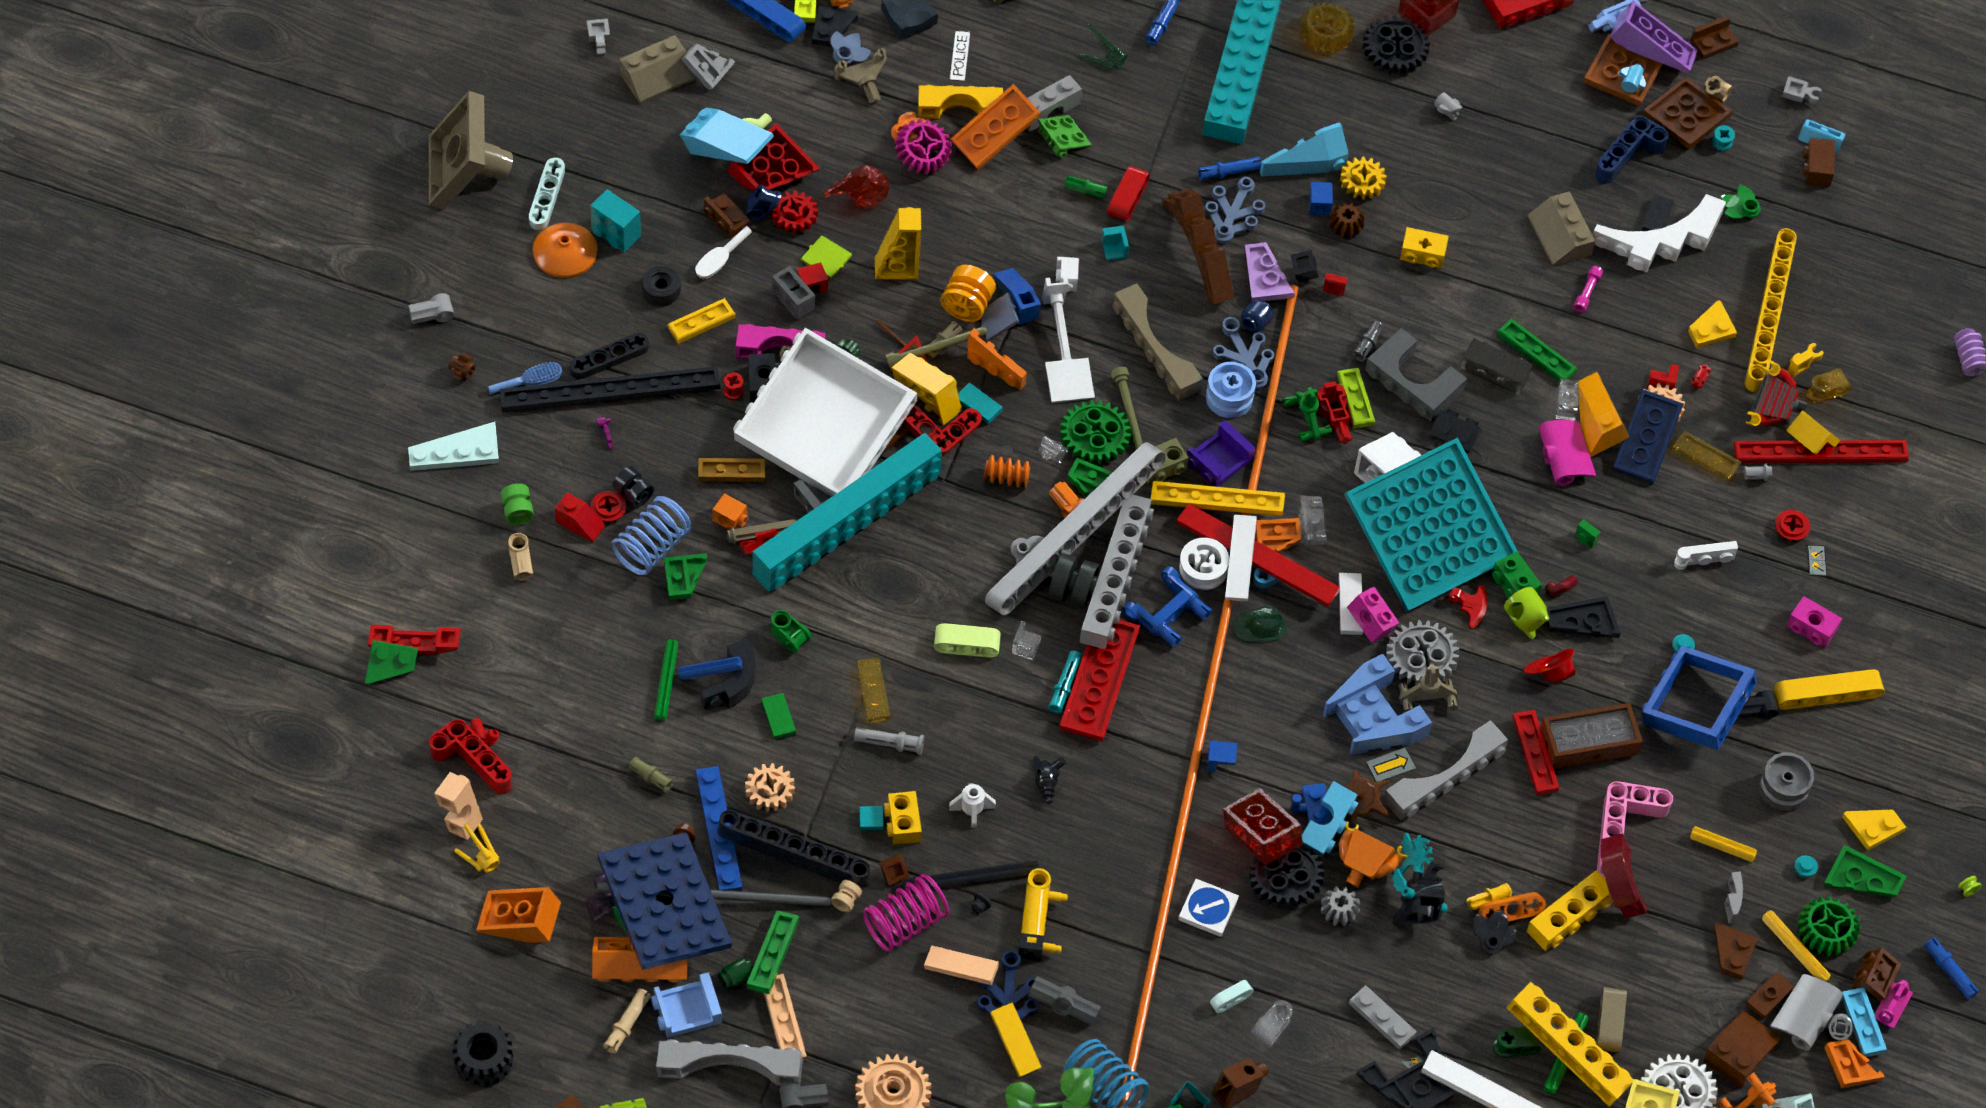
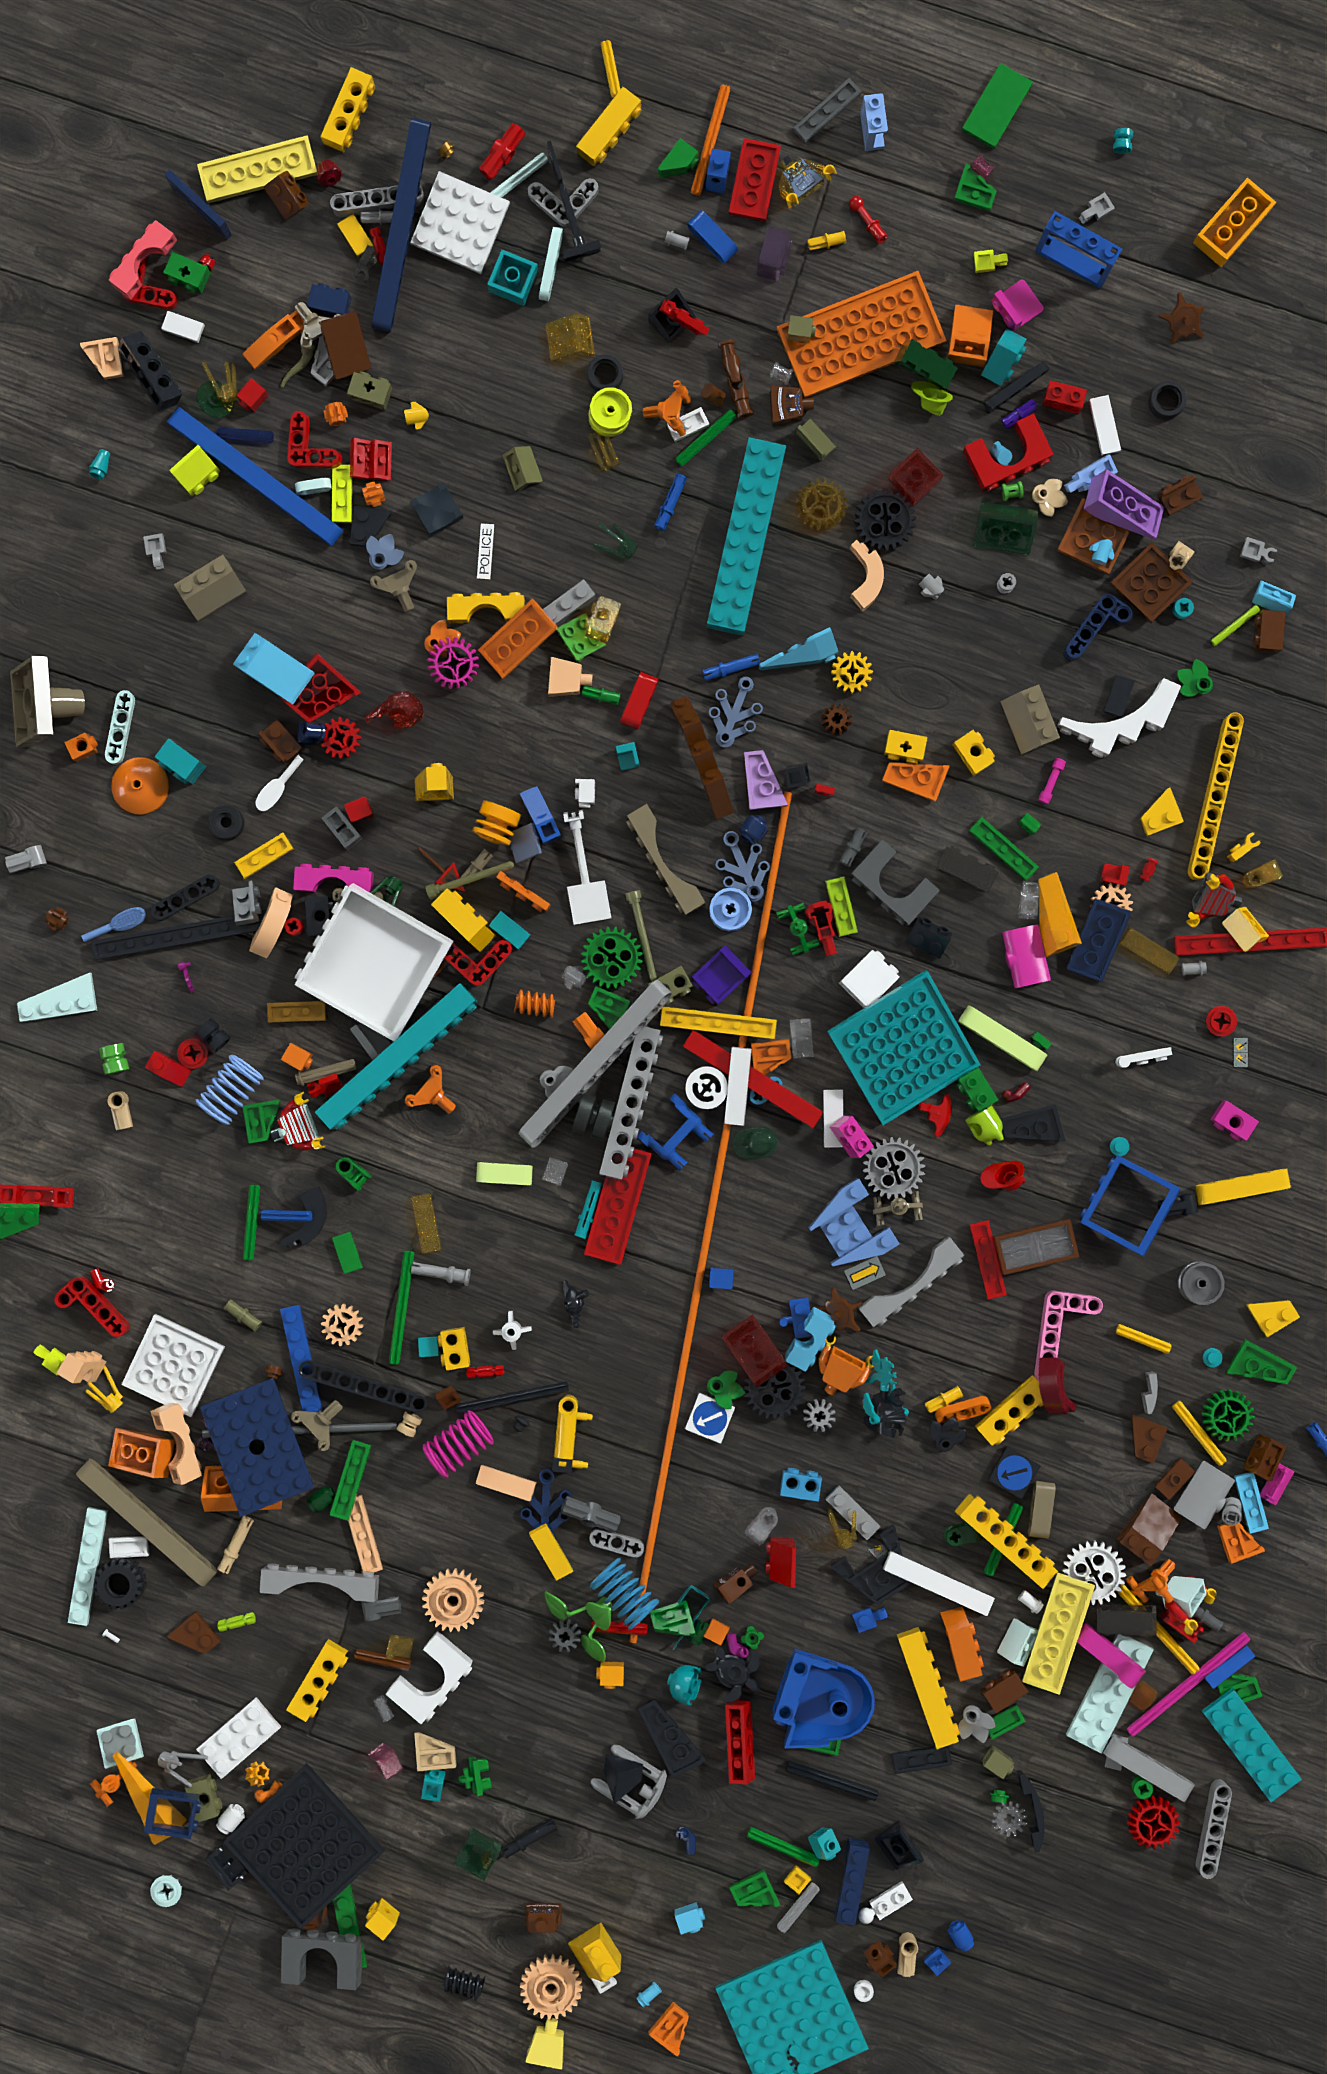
camera: 10 degrees right, 30 degrees up
(418, 814) = (53, 1359): none -> neon yellow plate
(441, 1040) = (87, 1566): none -> light aqua plate
(503, 207) = (73, 747): none -> orange brick
(505, 1017) = (128, 1547): none -> white tile
(520, 991) = (146, 1522): none -> dark tan beam
(560, 871) = (184, 1465): none -> light nougat arch
(563, 823) = (173, 1364): none -> white plate
(681, 361) = (246, 904): none -> bracket
(687, 1007) = (282, 1529): light blue panel -> none
(707, 65) = (255, 581): light grey wing -> none
(707, 380) = (272, 923): none -> light nougat arch
(727, 579) = (297, 1126): none -> torso
(736, 885) = (318, 1422): none -> dark tan axle
(762, 122) = (302, 642): yellowish green arm -> none
(829, 254) = (371, 781): lime piece -> none
(840, 775) = (401, 1307): none -> green axle
(884, 553) = (431, 1092): none -> orange axle
(939, 847) = (485, 1371): none -> red axle
(1048, 169) = (566, 678): none -> light nougat torso
(1076, 1040) = (604, 1533): none -> light grey beam
(1089, 115) = (602, 629): none -> clear yellow brick
(1226, 876) = (728, 1389): none -> green plate
(1231, 996) = (728, 1502): light aqua beam -> none
(1298, 1053) = (782, 1560): none -> red slope
(1318, 986) = (799, 1490): none -> dark azure brick
(1320, 198) = (812, 697): blue panel -> none
(1372, 1039) = (843, 1536): none -> clear yellow plant
(1380, 105) = (868, 592): none -> light nougat arch
(1437, 280) = (918, 779): none -> orange wing
(1490, 252) = (973, 763): none -> yellow brick
(1526, 58) = (1005, 528): none -> clear green slope
(1527, 101) = (1009, 577): none -> light grey bush
(1534, 25) = (1006, 488): none -> bright green bush
(1544, 530) = (1002, 1038): none -> yellowish green beam
(1563, 329) = (1029, 824): none -> green slope
(1572, 34) = (1052, 497): none -> tan plate
(1576, 981) = (1014, 1472): none -> tile
(1781, 158) = (1235, 625): none -> lime bar

